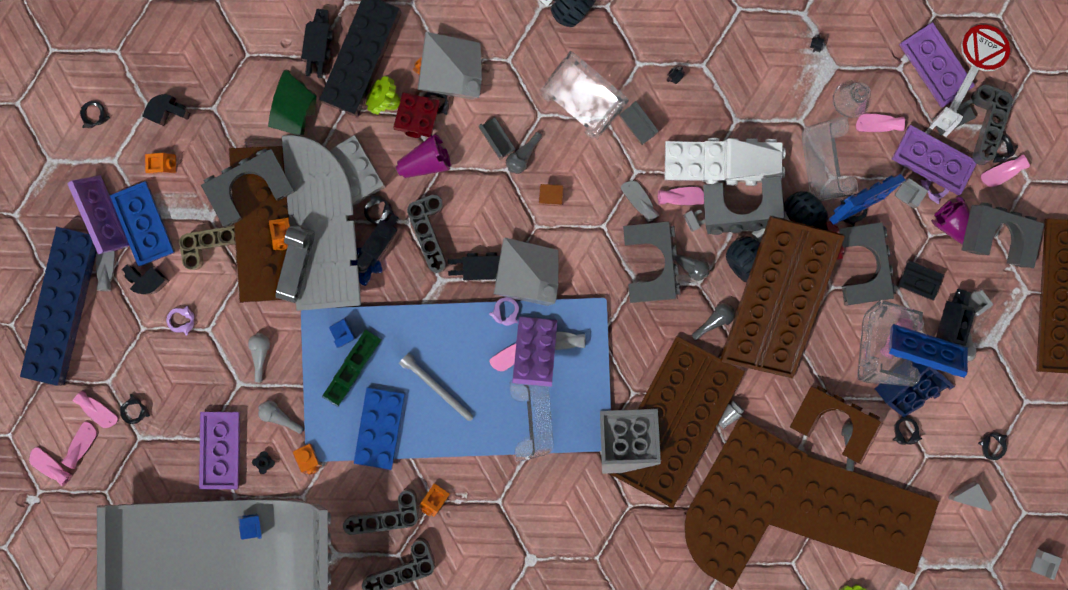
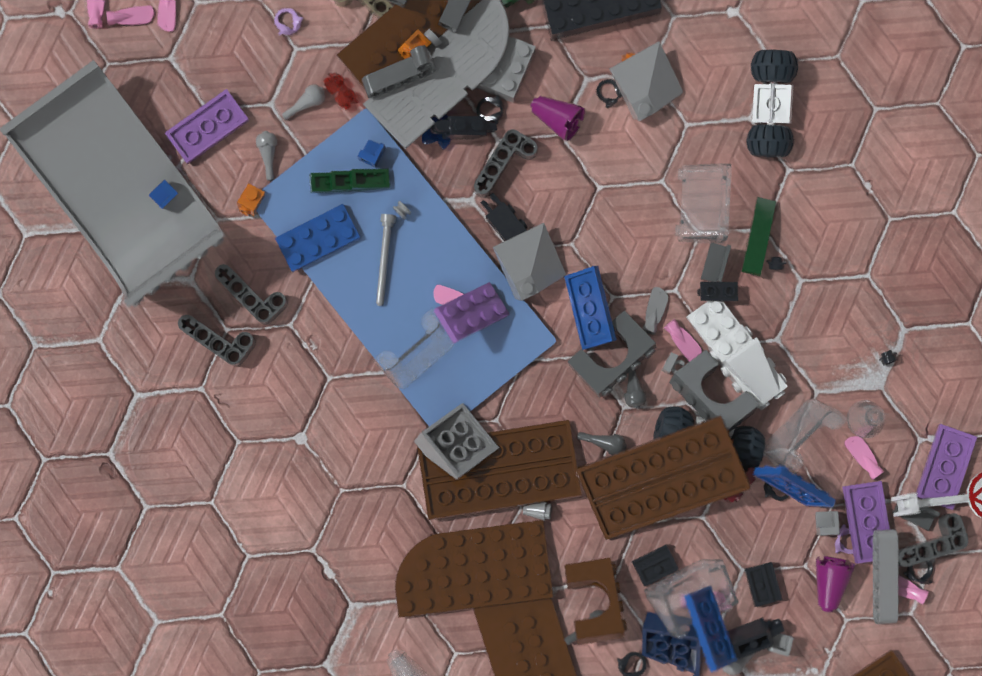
camera: 50 degrees right, 5 degrees down
(134, 400) = (196, 31): black piece -> none
(268, 462) = (227, 168): black plate -> none
(280, 318) = (346, 96): none -> clear red hinge
(285, 213) = (432, 38): none -> light grey tile
(383, 96) = (583, 47): lime plant -> none
(407, 344) = (402, 210): none -> light grey bush
(416, 115) = (587, 84): dark red plate -> none
(433, 500) = (291, 324): orange bracket -> none
(497, 138) = (618, 160): dark grey panel -> none
(497, 315) = (484, 277): lavender piece -> none
(517, 161) = (612, 189): dark grey piece -> none
(551, 194) = (605, 235): dark orange panel -> none
(568, 340) = (500, 336): light grey piece -> none
(600, 251) = (590, 308): none -> blue plate
(643, 72) = (758, 236): none -> dark green slope
(664, 139) = (718, 291): none -> black hinge
(842, 354) = (655, 565): none -> black plate
(880, 285) = (766, 517): dark grey arch -> none
(987, 179) = (885, 576): none -> light grey beam
(1024, 232) = (867, 638): dark grey arch -> none

